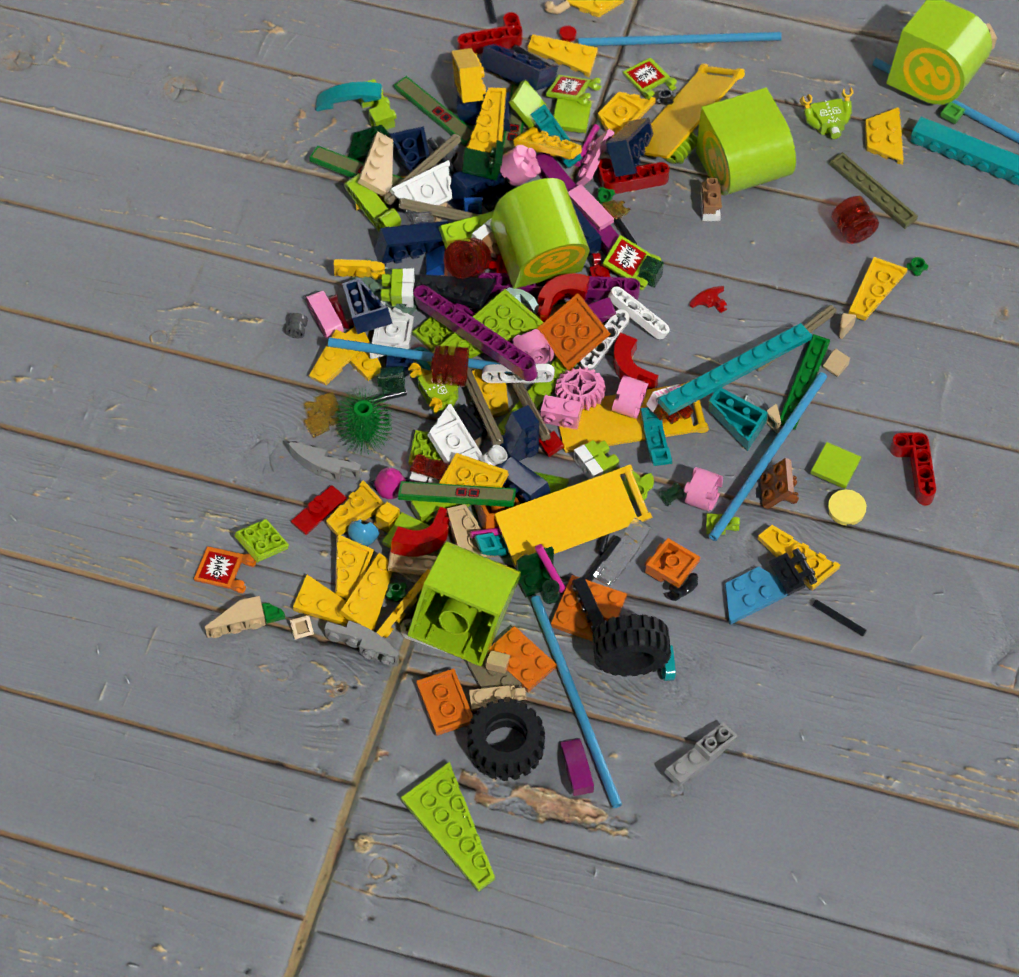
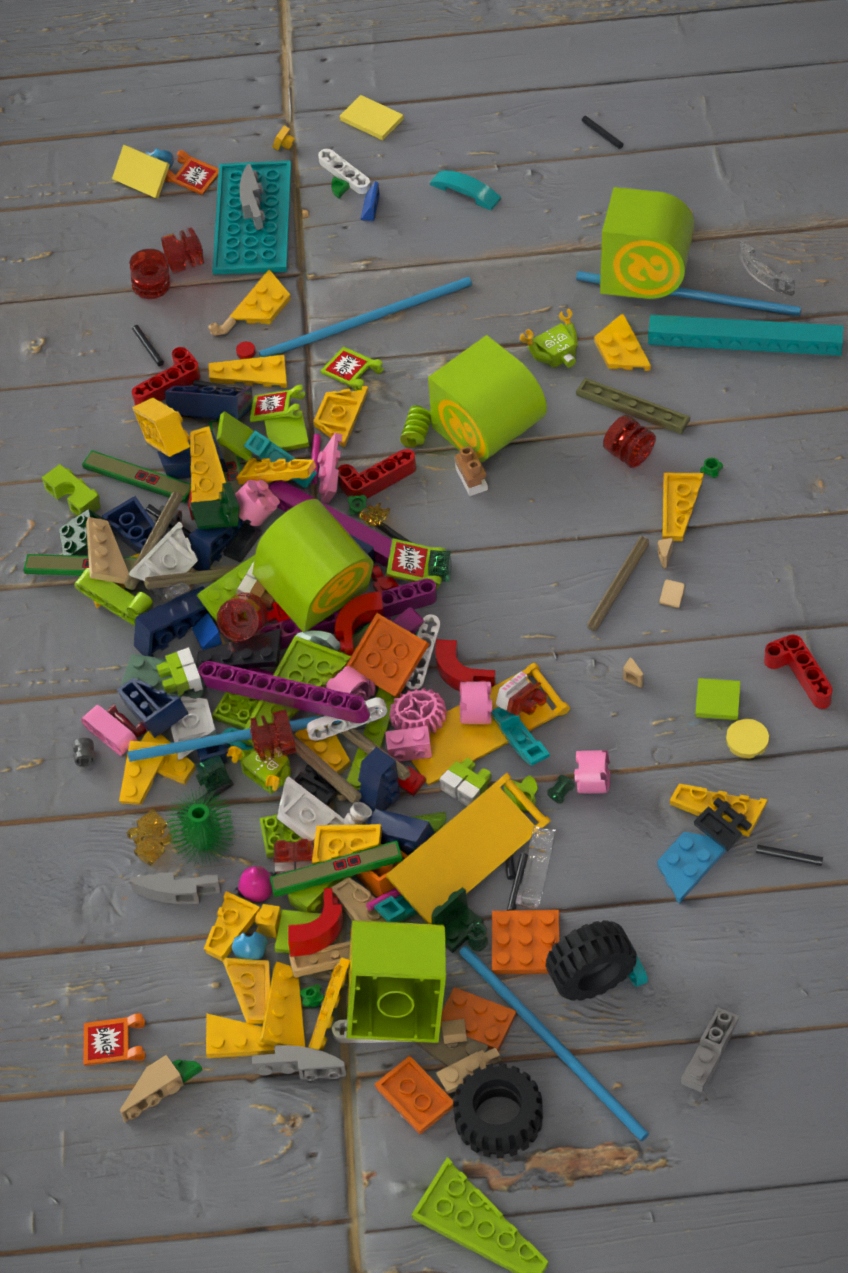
camera: 15 degrees left, 5 degrees down
(261, 540) = (142, 995): lime tile -> none
(301, 626) = (224, 1072): tan slope -> none
(318, 510) = (189, 940): red piece -> none
(348, 91) = (37, 486): teal slope -> none
(359, 268) = (127, 668): yellow hinge -> none
(473, 205) = (223, 560): blue slope -> none
(549, 566) = (467, 909): dark pink bar -> none
(577, 767) = (585, 1112): magenta slope -> none
(587, 602) = (524, 935): black piece -> none
(590, 207) = (352, 521): bright pink tile -> none
(629, 145) = (363, 443): dark blue wedge -> none
(658, 330) = (467, 620): white beam -> none
(666, 97) = (378, 381): black plate -> none
(671, 563) = (592, 860): orange plate -> none
(683, 115) = (405, 389): yellow flag -> none
(689, 585) = (620, 878): black piece -> none
(710, 298) = (513, 573): red piece -> none
(712, 520) = (622, 803): lime plate -> none
(734, 369) = (572, 636): teal plate -> none
(738, 416) = (595, 683): teal wedge -> none
(767, 457) = (644, 715): dark azure piece -> none
(778, 484) = (668, 739): dark orange plate -> none
(806, 375) = (647, 624): green tile -> none
(952, 112) = (679, 301): bright green plate -> none

